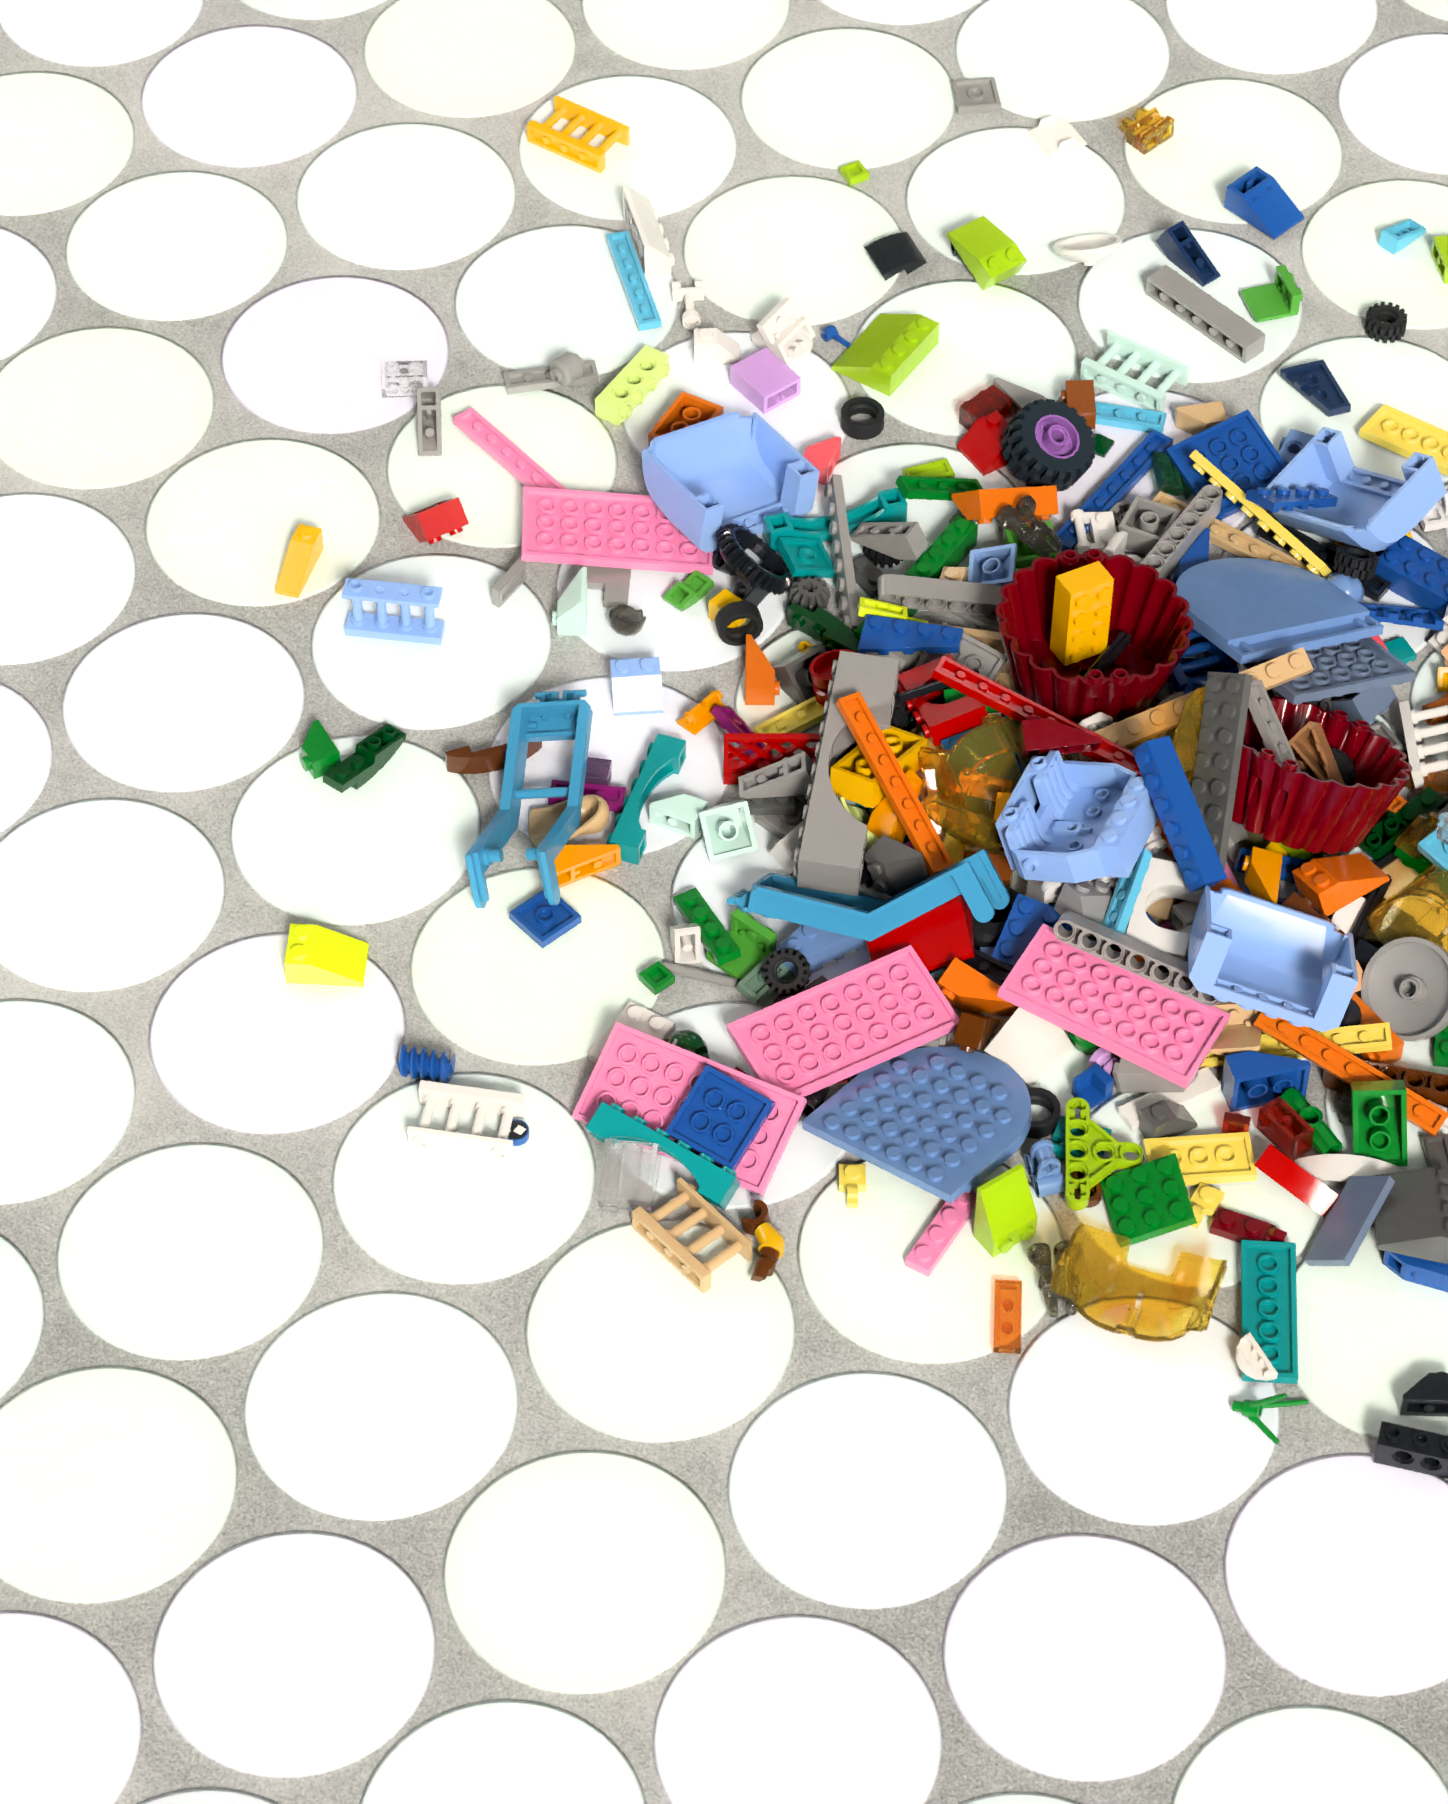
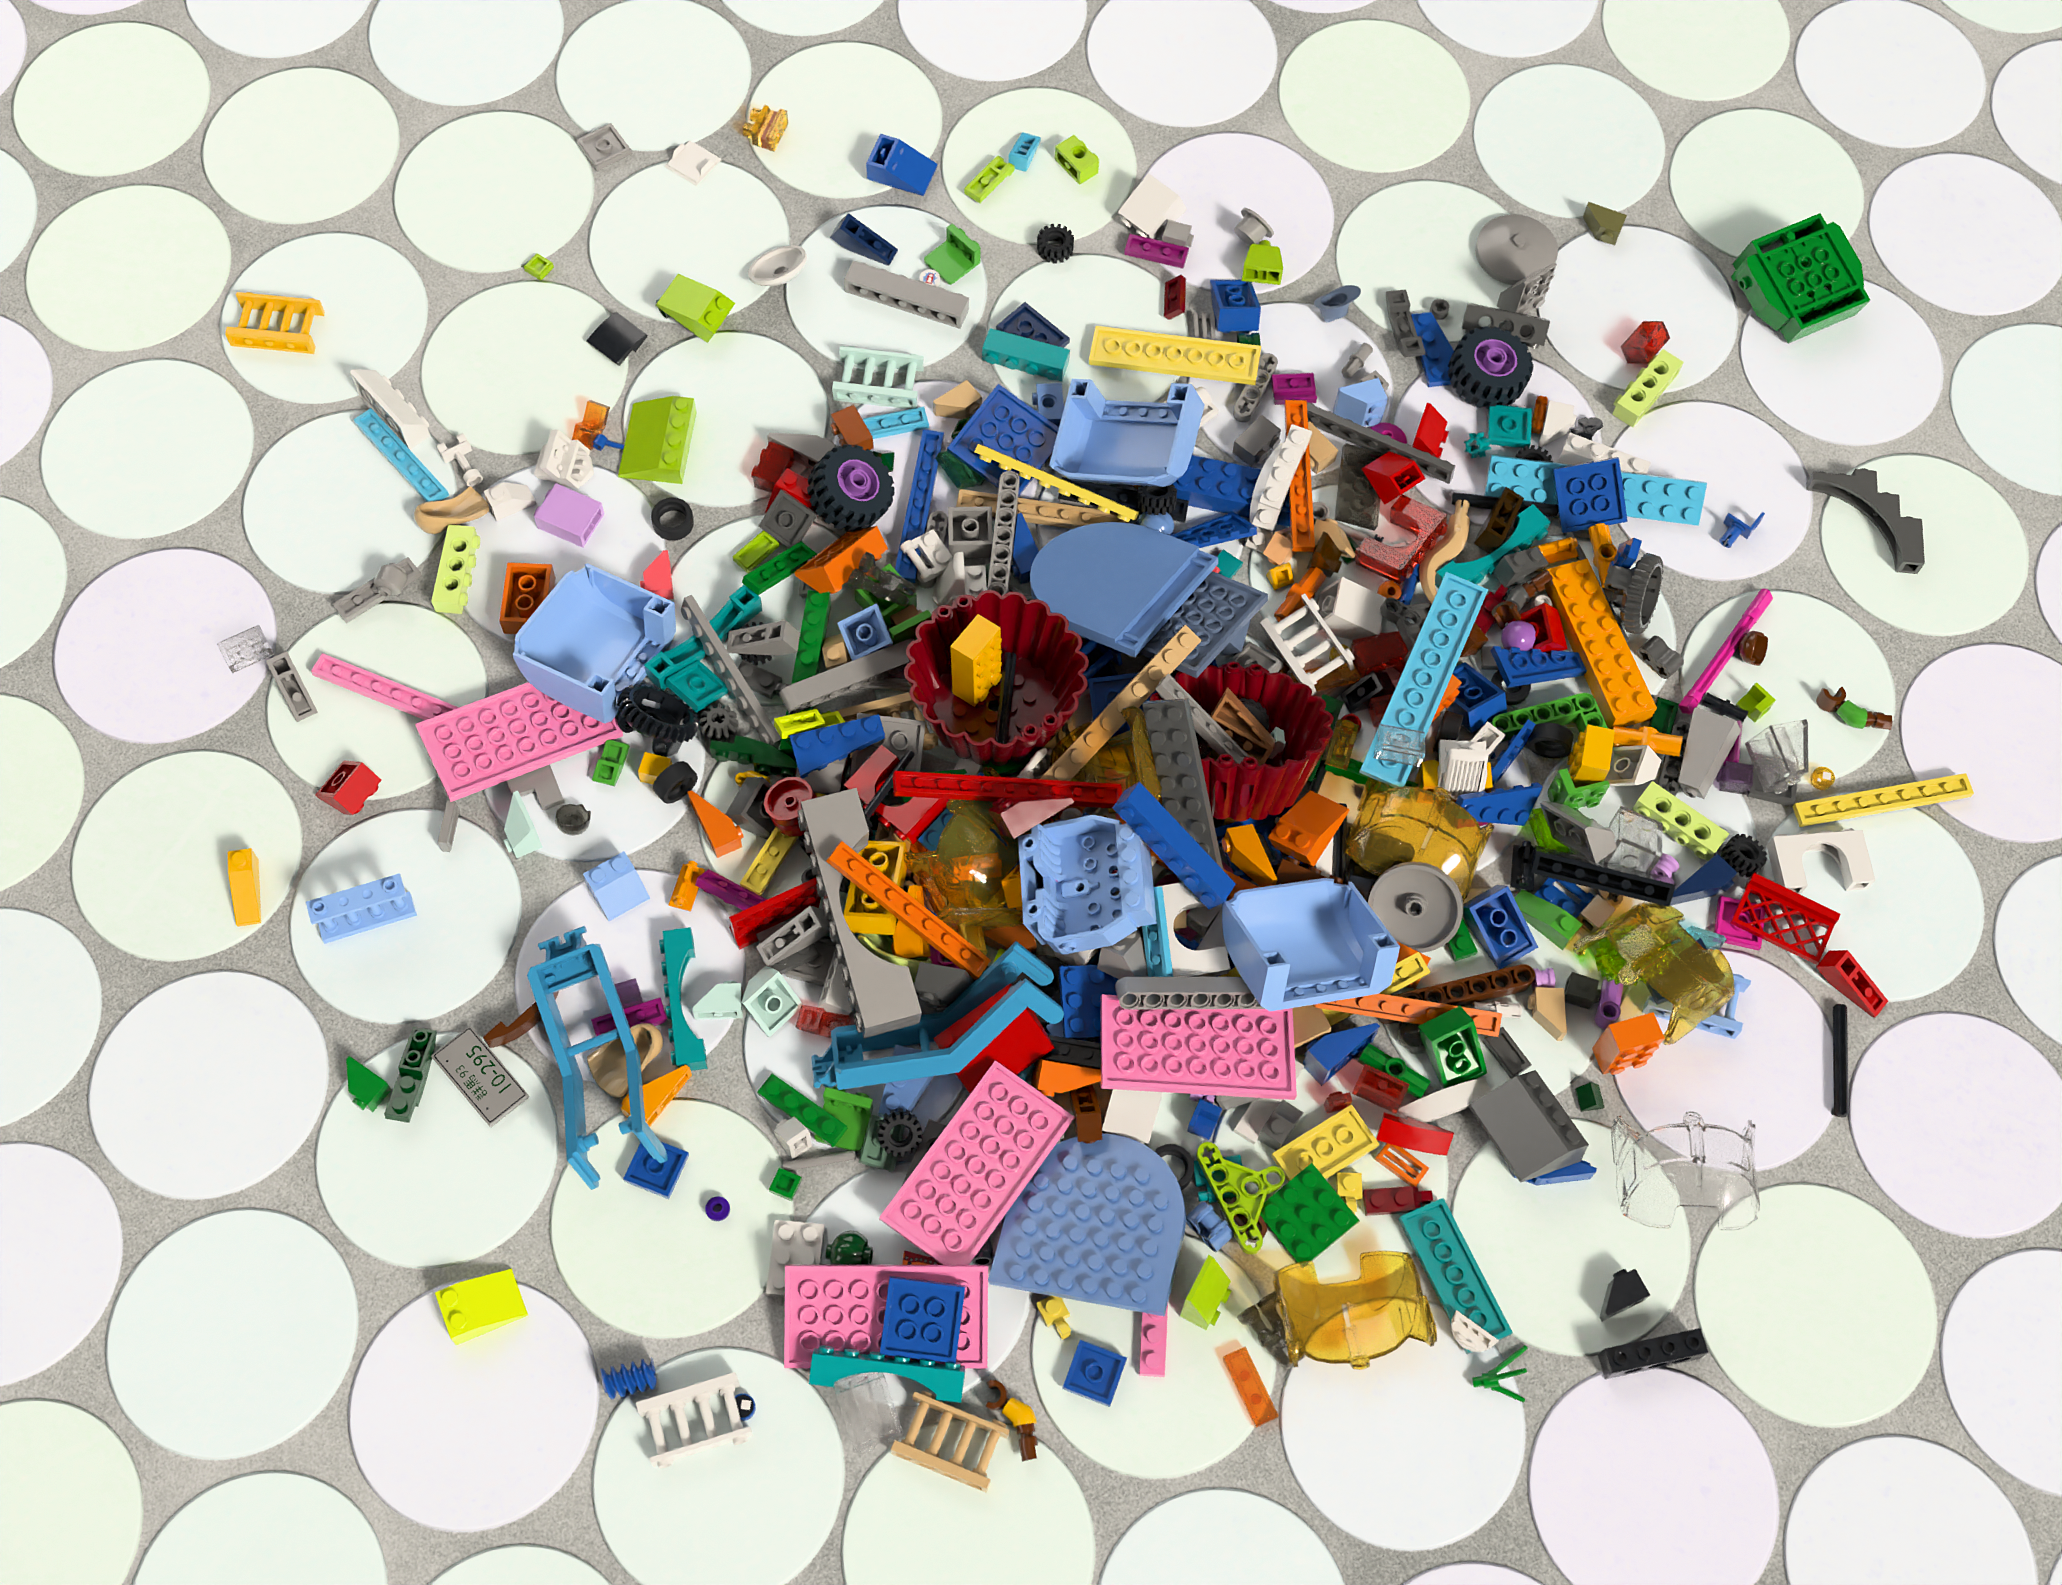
camera: 30 degrees left, 15 degrees up
(425, 787) = (480, 1076): none -> light grey tile
(582, 973) = (717, 1216): none -> dark purple plate
(635, 335) = (436, 515): none -> tan hair
(761, 862) = (819, 1022): none -> clear red slope
(833, 314) = (592, 424): none -> clear orange slope
(861, 1241) = (1094, 1373): none -> blue plate
(973, 454) = (787, 519): none -> dark grey plate
(1239, 308) = (930, 277): none -> tile
(1264, 1209) = (1397, 1171): none -> orange tile
(1287, 498) = (1079, 461): blue wing -> none
(1295, 402) = (1025, 355): none -> teal brick
(1349, 1221) = (1478, 1158): sand blue tile -> none
(1350, 246) = (988, 179): none -> lime plate

